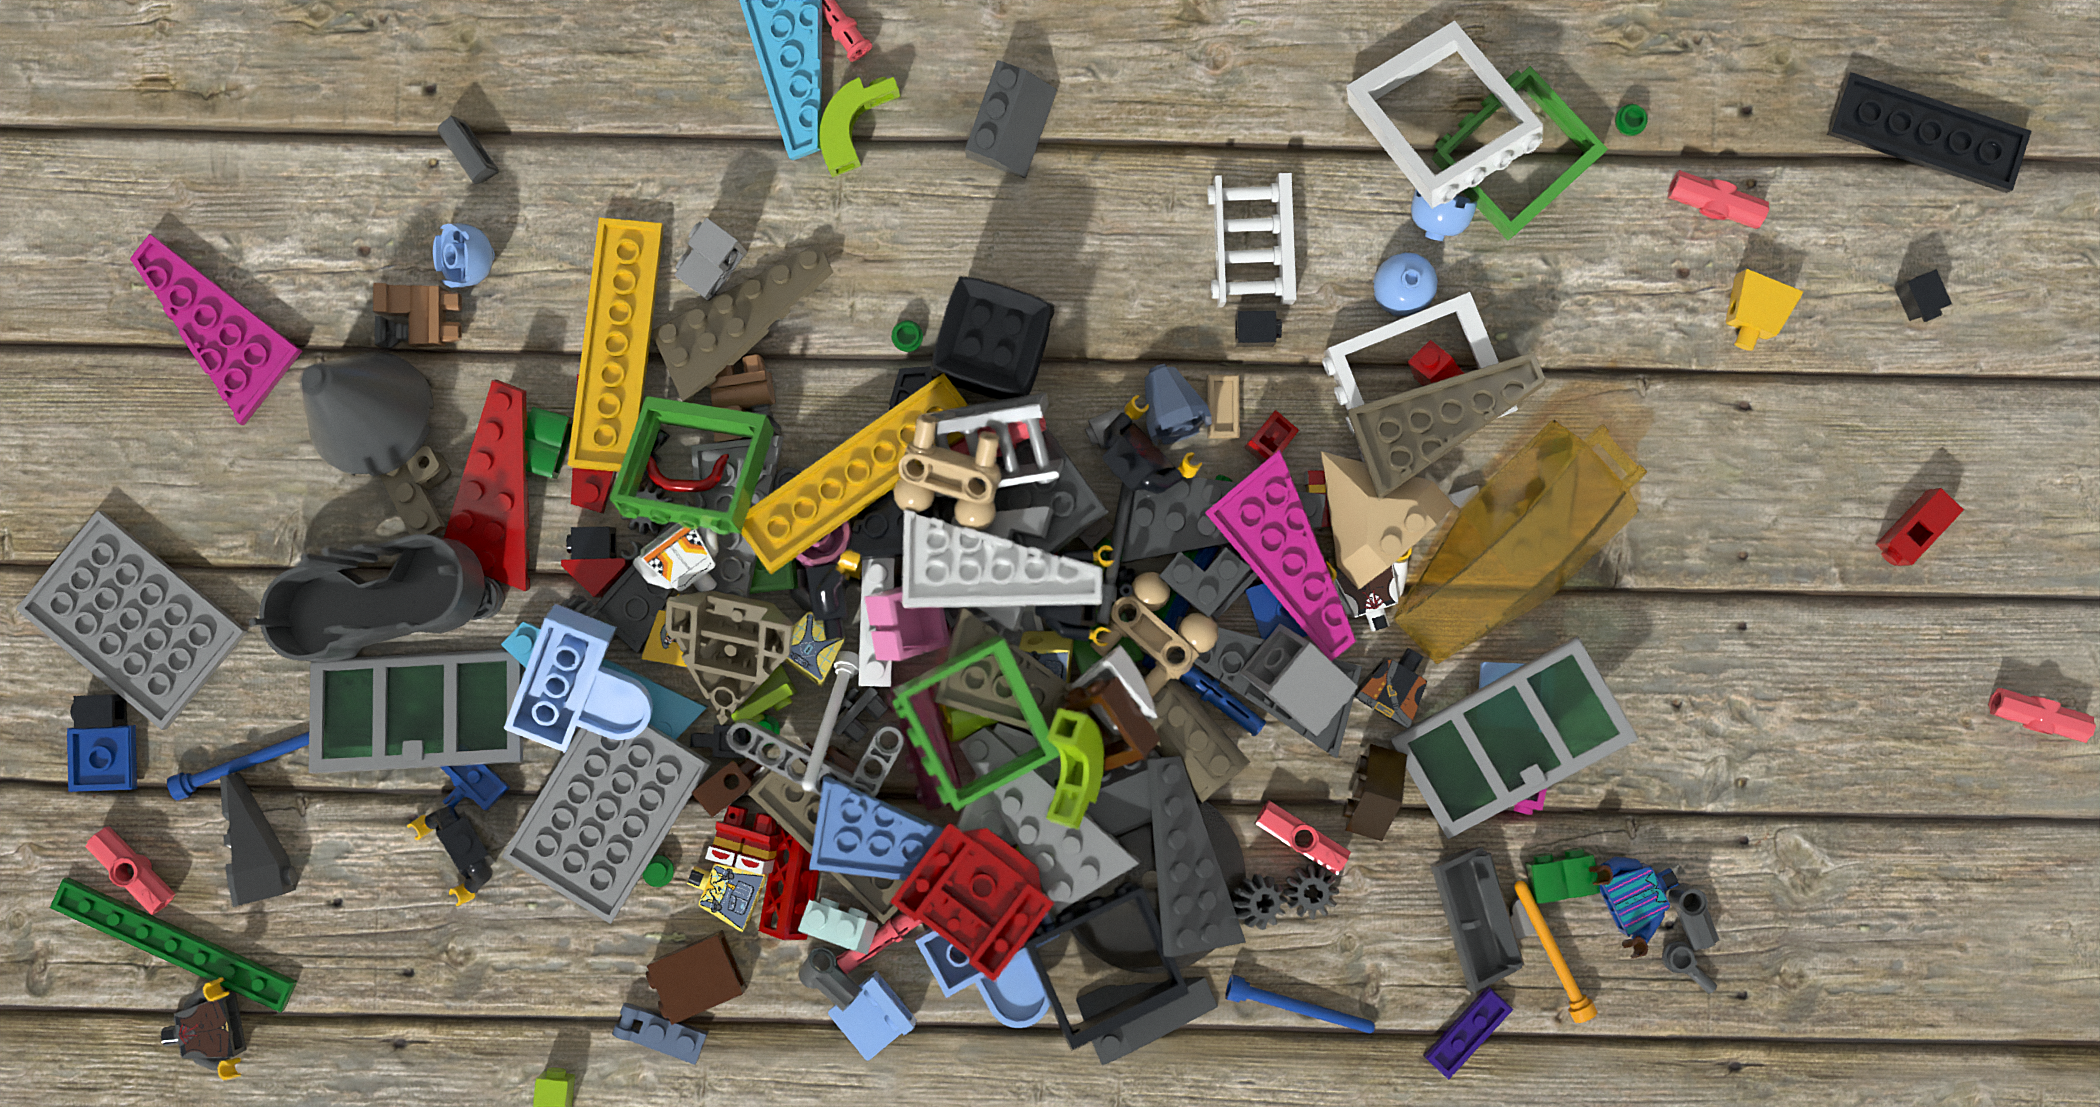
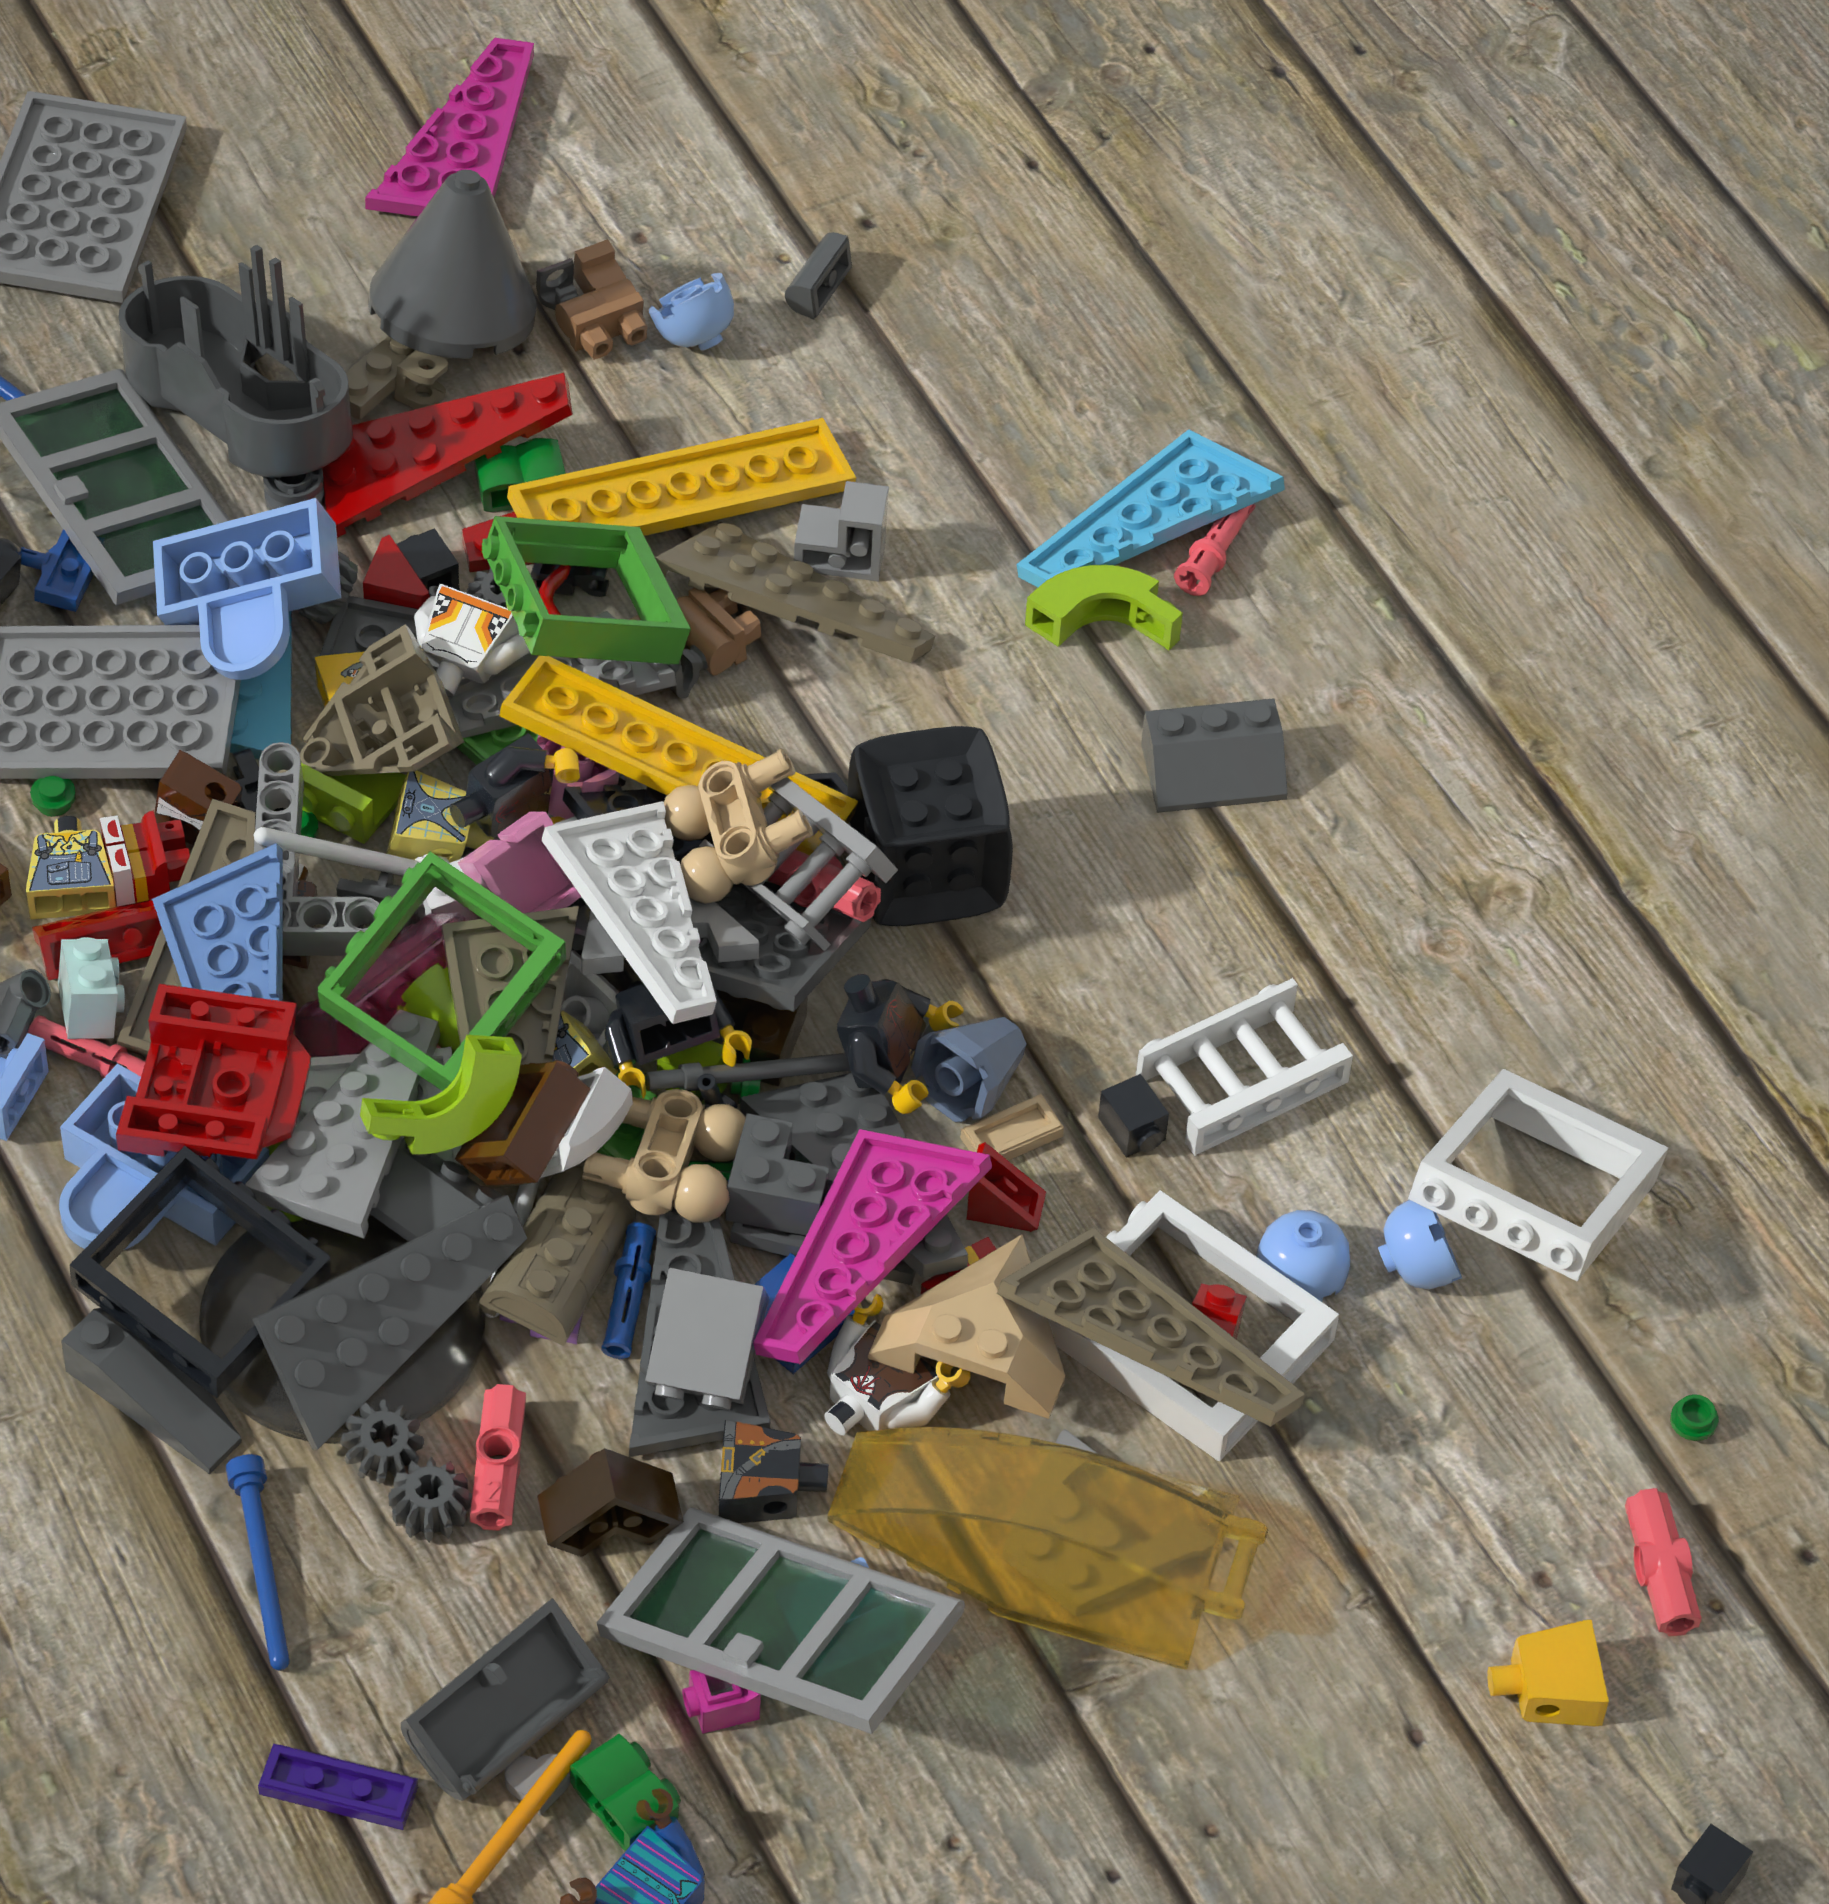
camera: 55 degrees right, 35 degrees down
(1560, 114) = (1548, 1365): bright green window -> none

